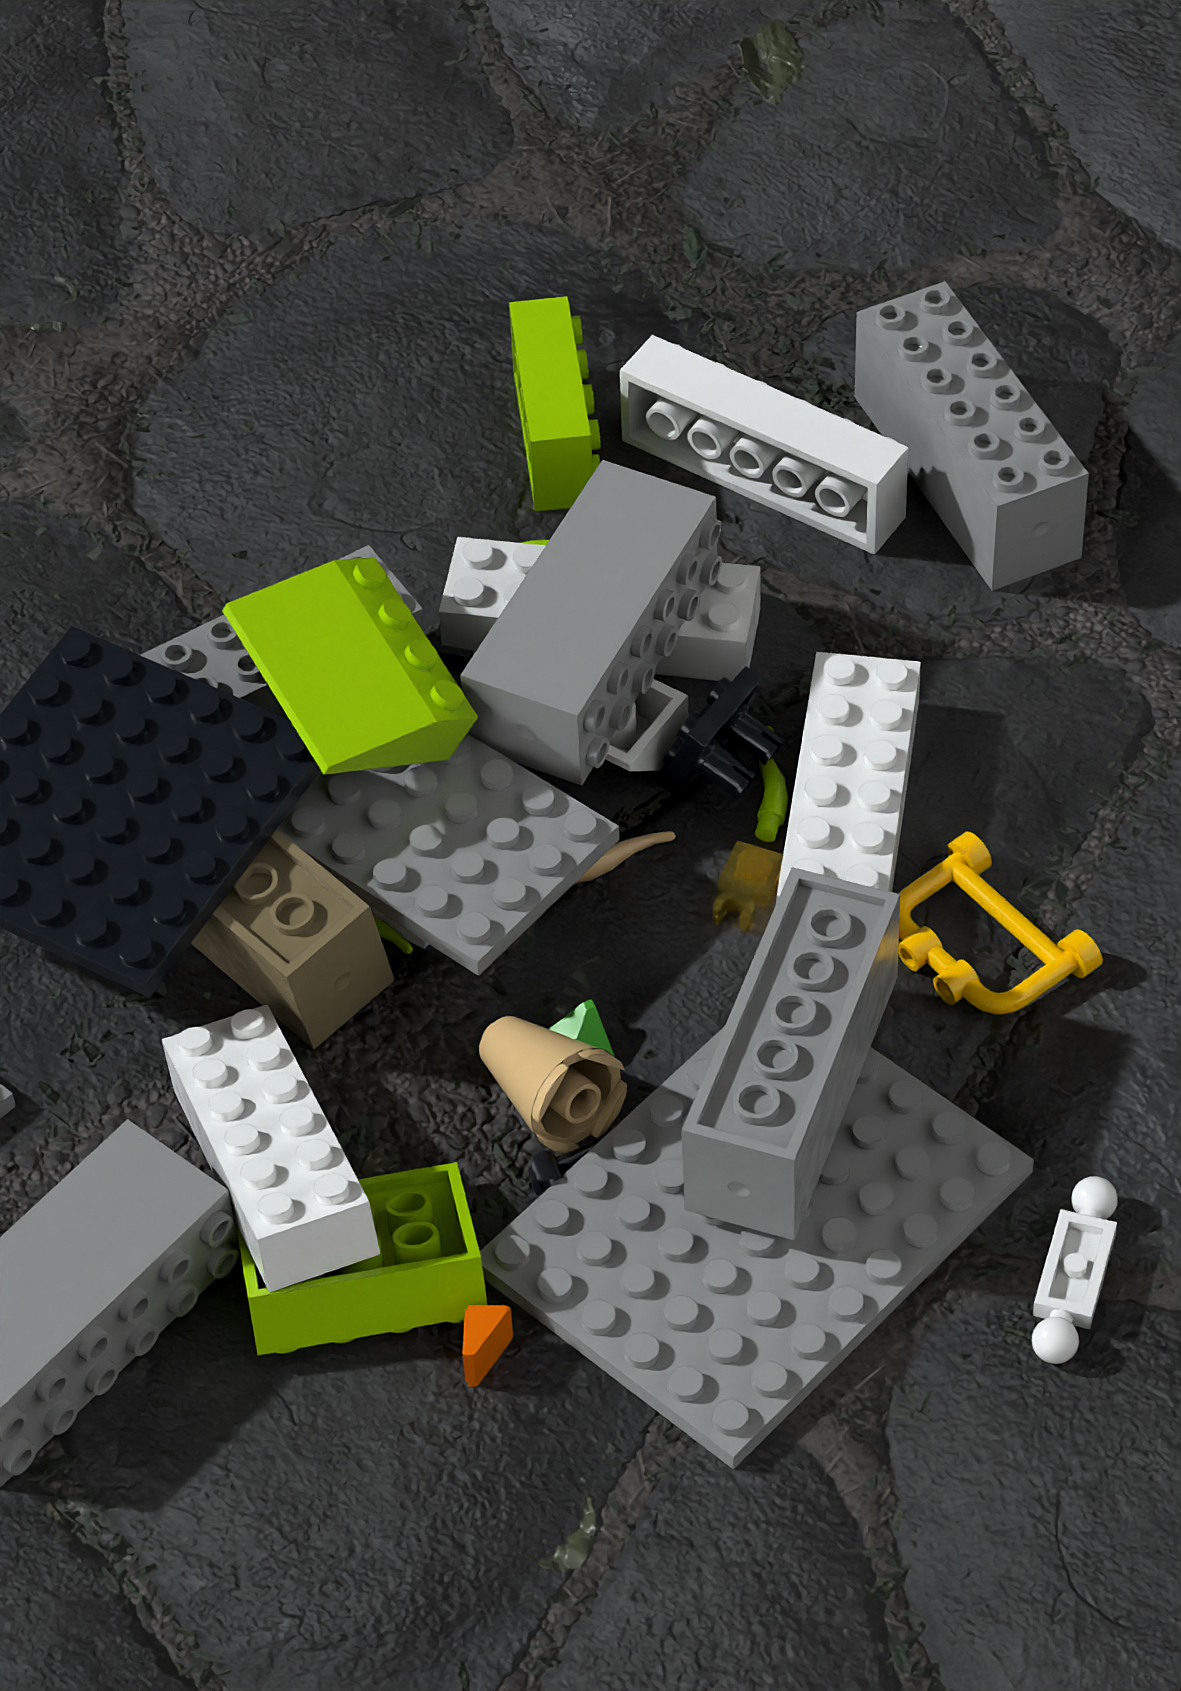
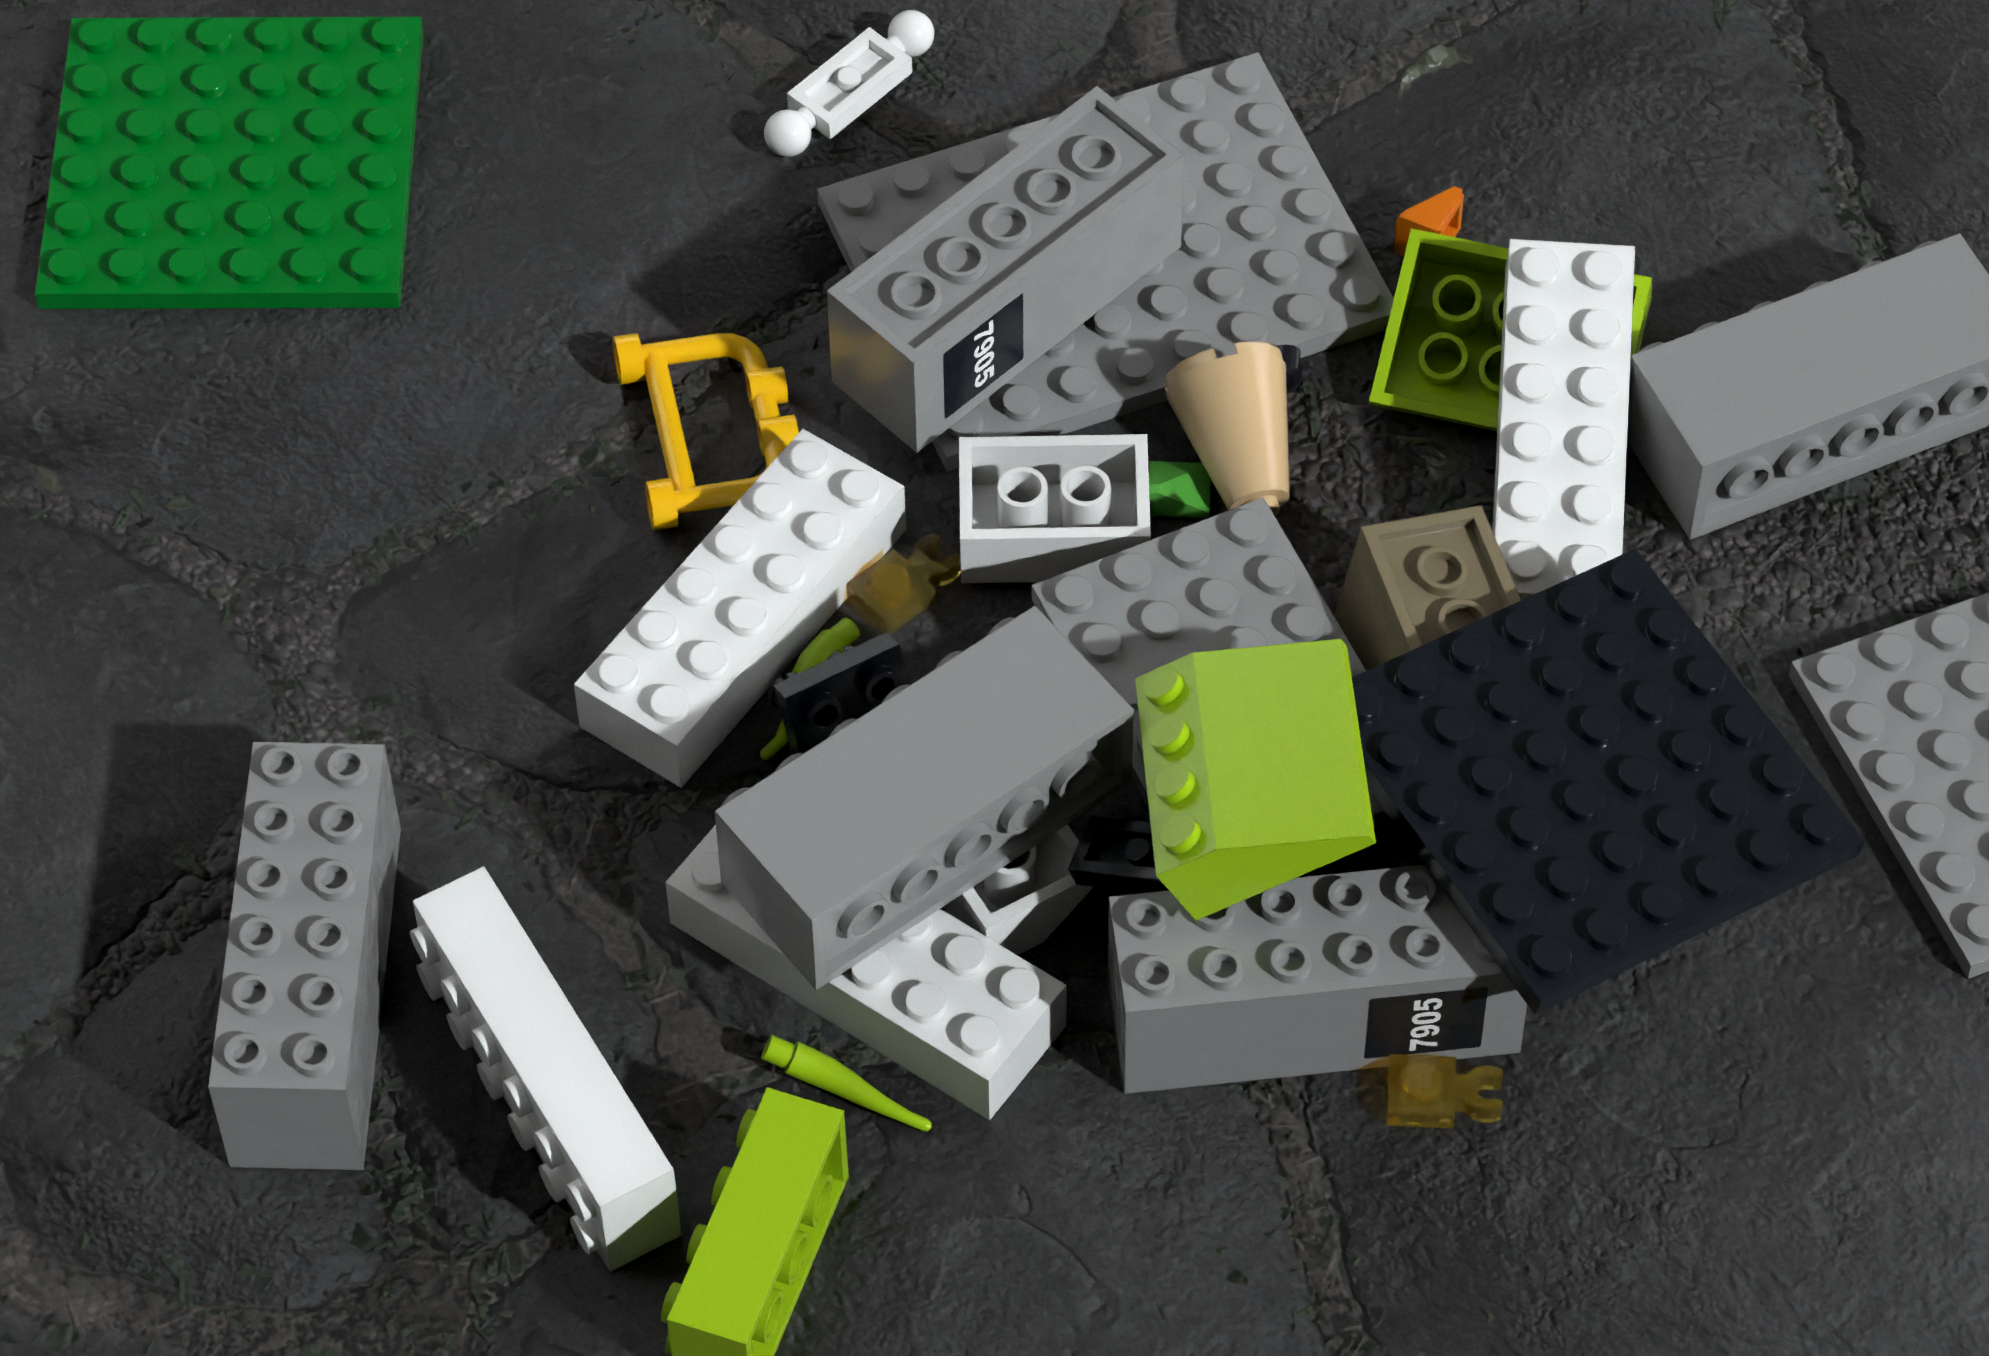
camera: 155 degrees left, 5 degrees up
(656, 950) = (1049, 503): none -> white brick

